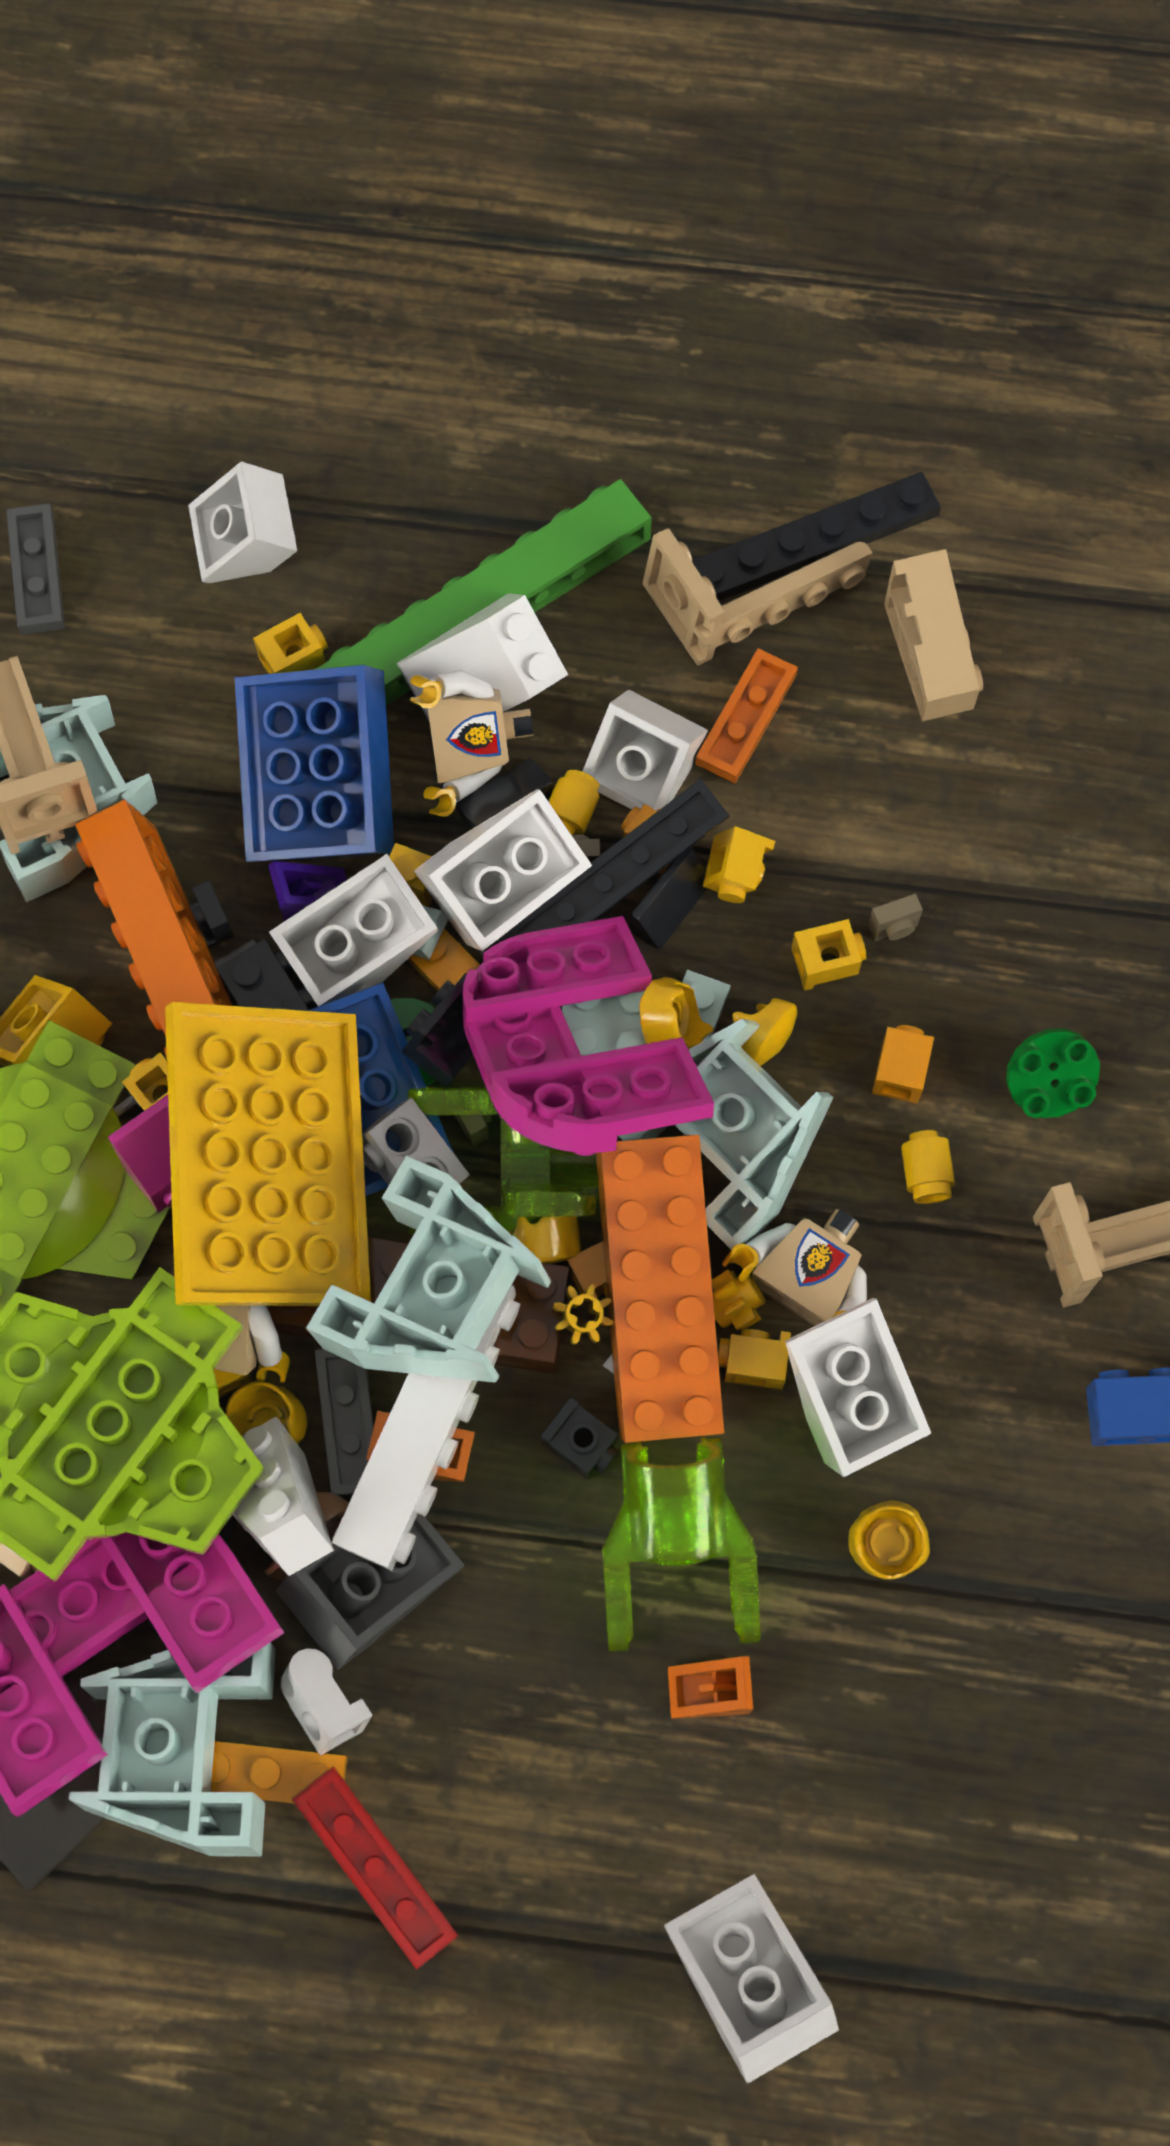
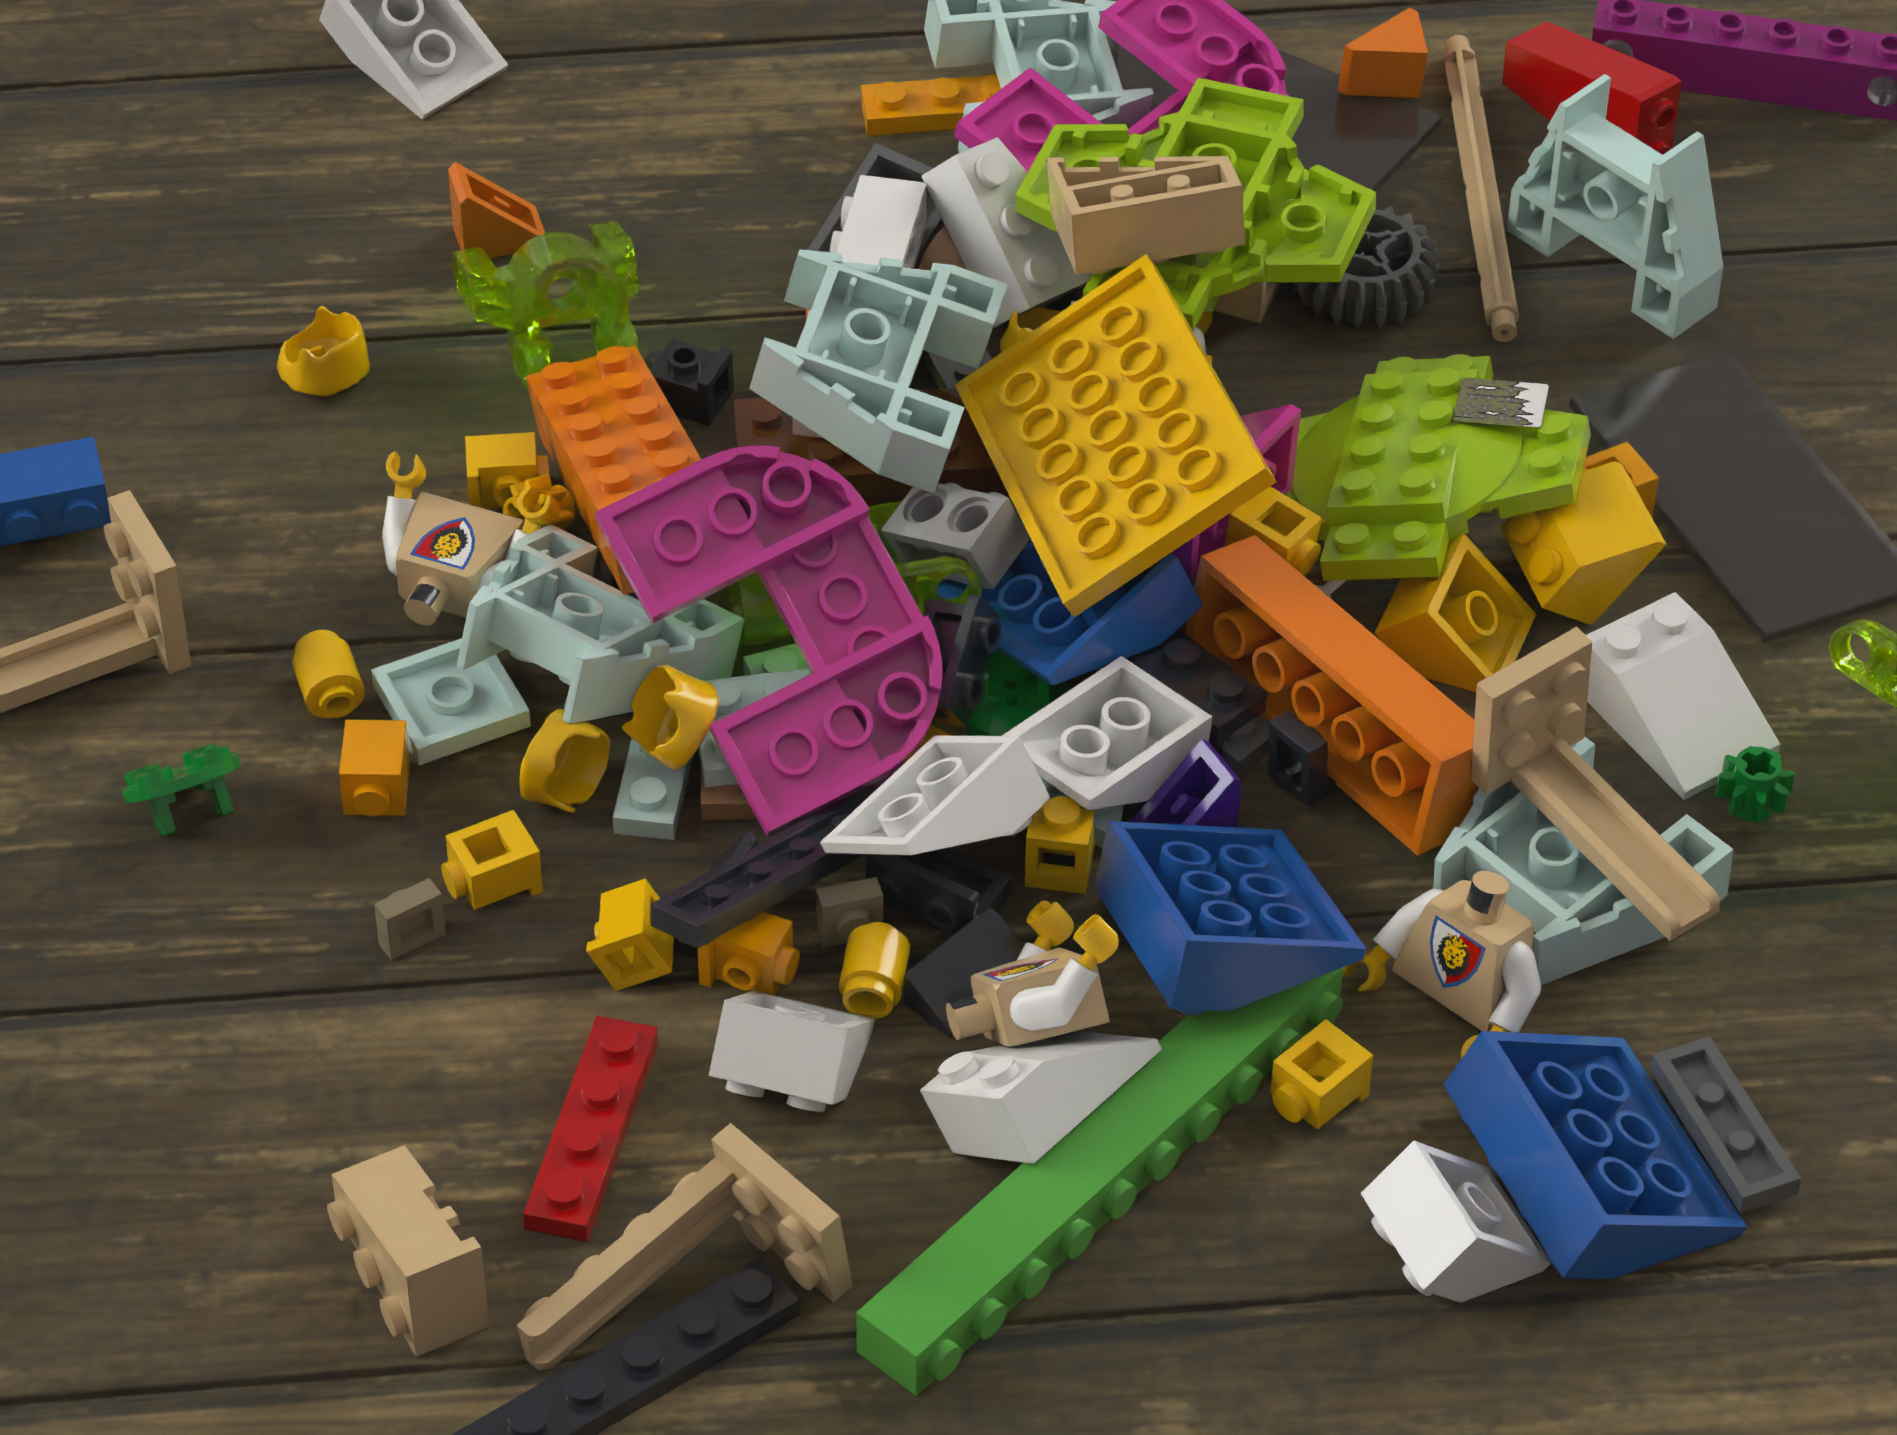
camera: 165 degrees right, 25 degrees down
(131, 561) = (1589, 1152): none -> blue slope
(159, 714) = (1463, 953): none -> torso
(170, 1361) = (1165, 211): none -> tan wedge
(320, 1702) = (899, 130): white leg -> none
(375, 1867) = (811, 50): red tile -> none
(570, 1320) = (713, 422): yellow gear -> none
(746, 716) = (658, 1123): orange plate -> none
(791, 732) = (591, 1129): none -> red plate
(851, 1133) = (448, 705): none -> light aqua plate
(855, 1389) = (371, 418): white slope -> none

